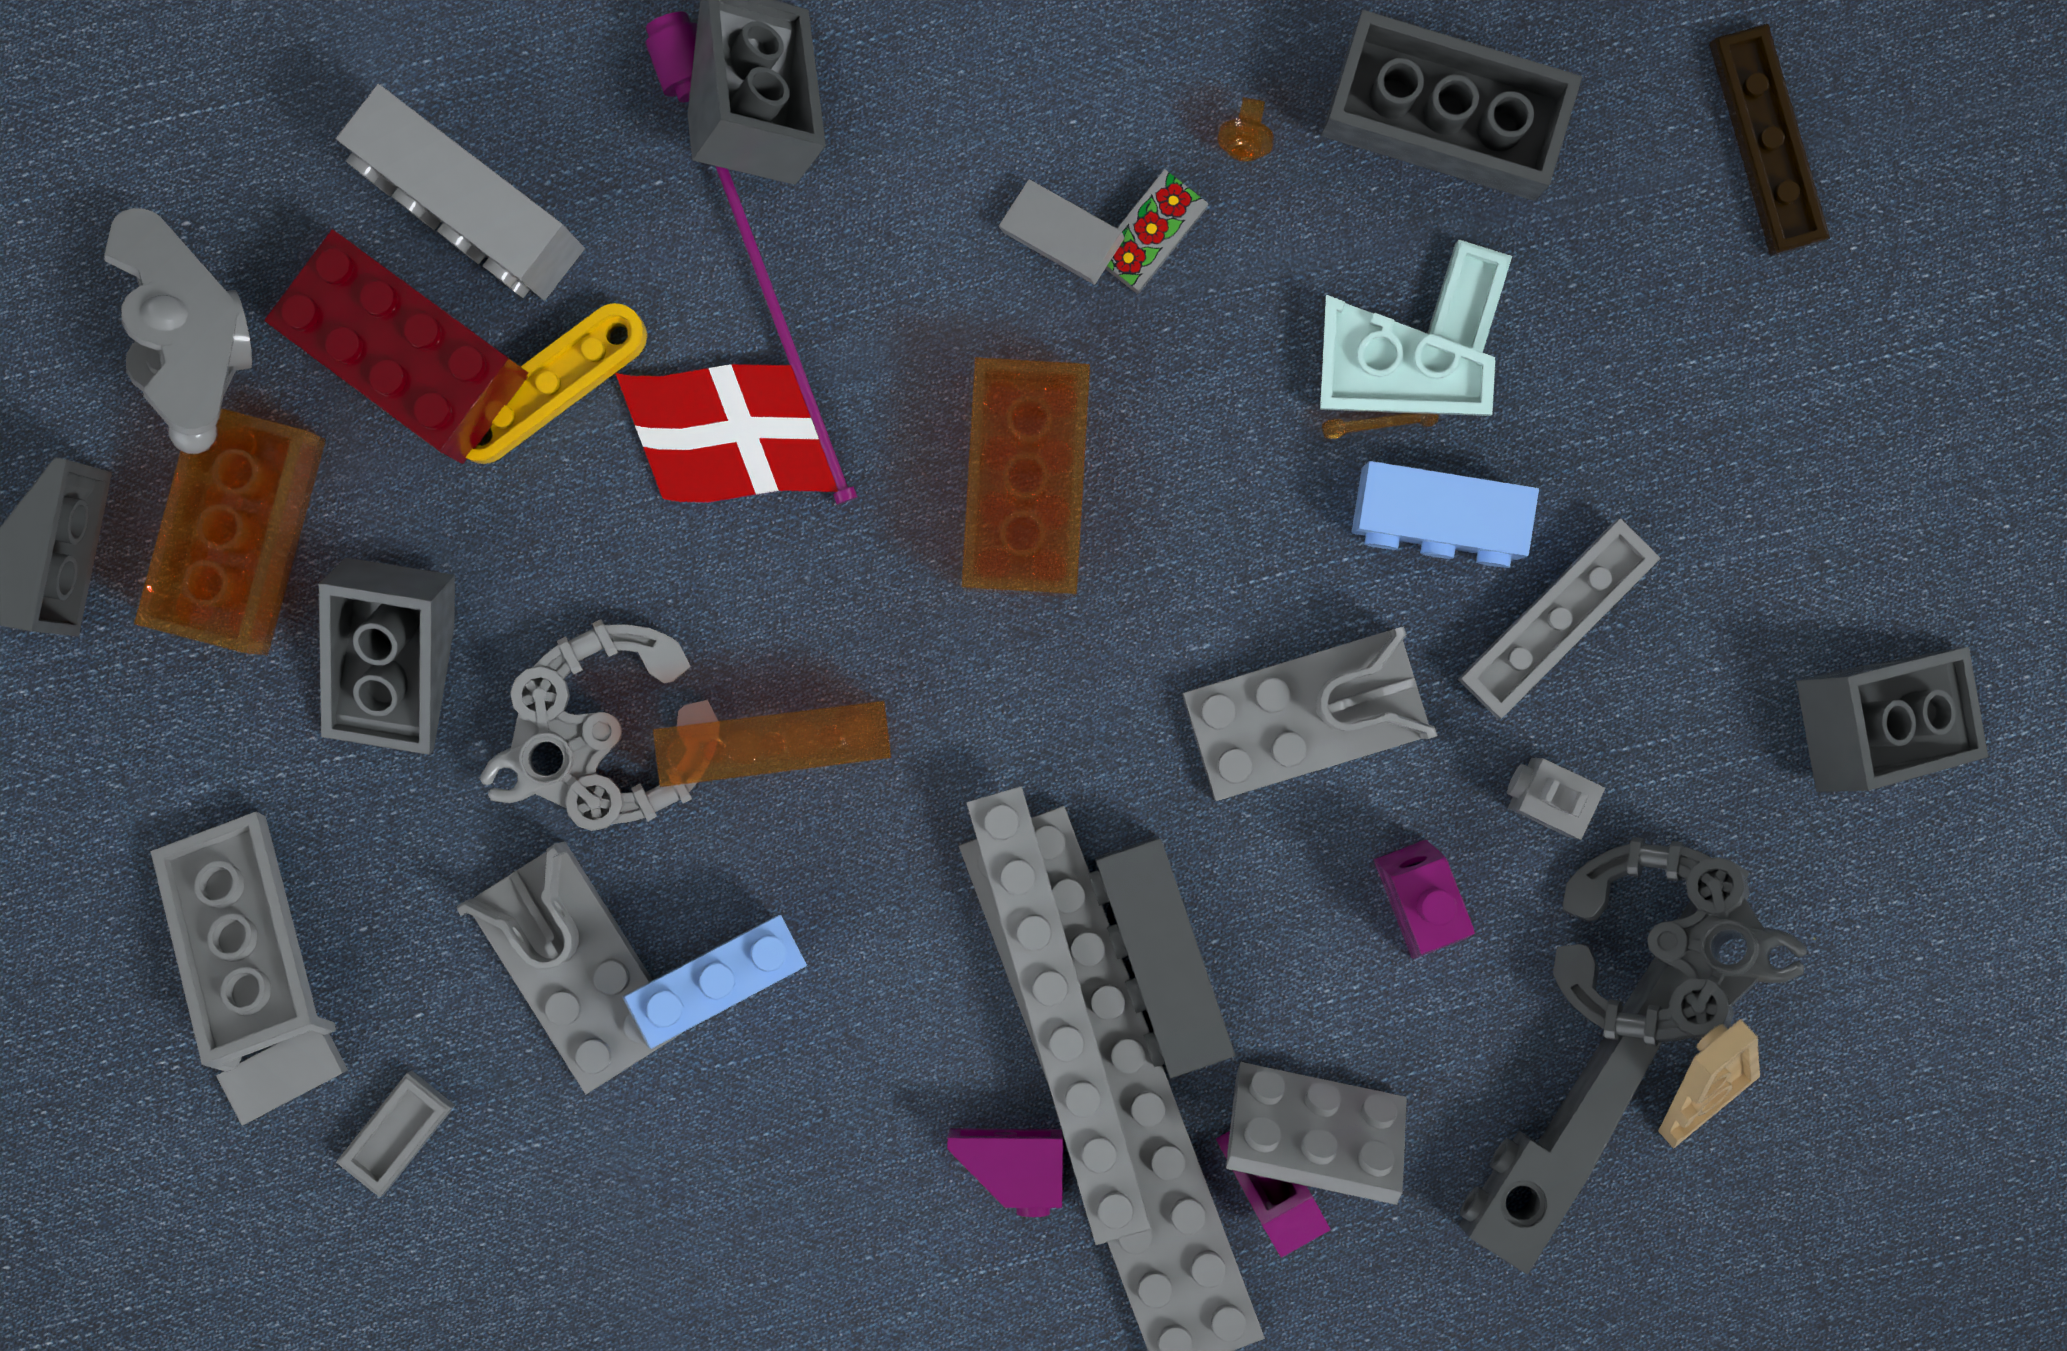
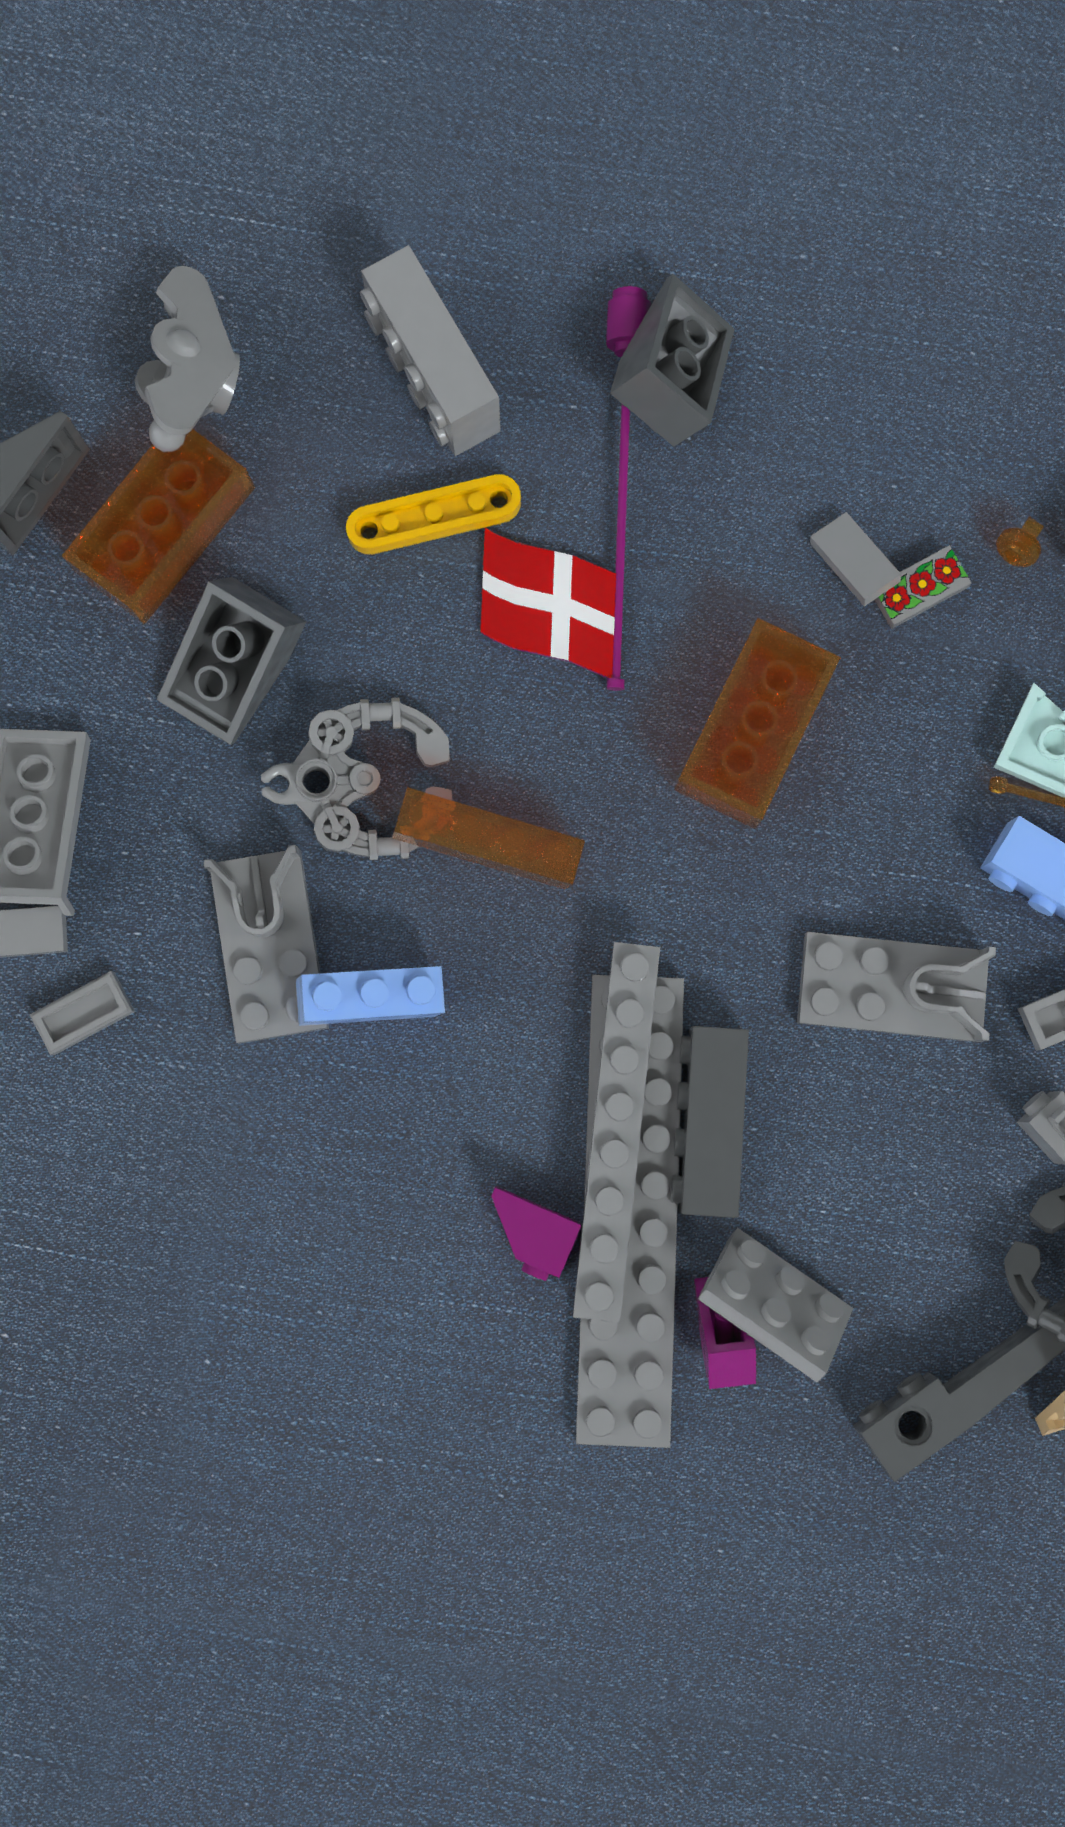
camera: 20 degrees right, 5 degrees down
(396, 347) = (337, 440): dark red brick -> none
(1424, 898) = (929, 1163): magenta torso -> none

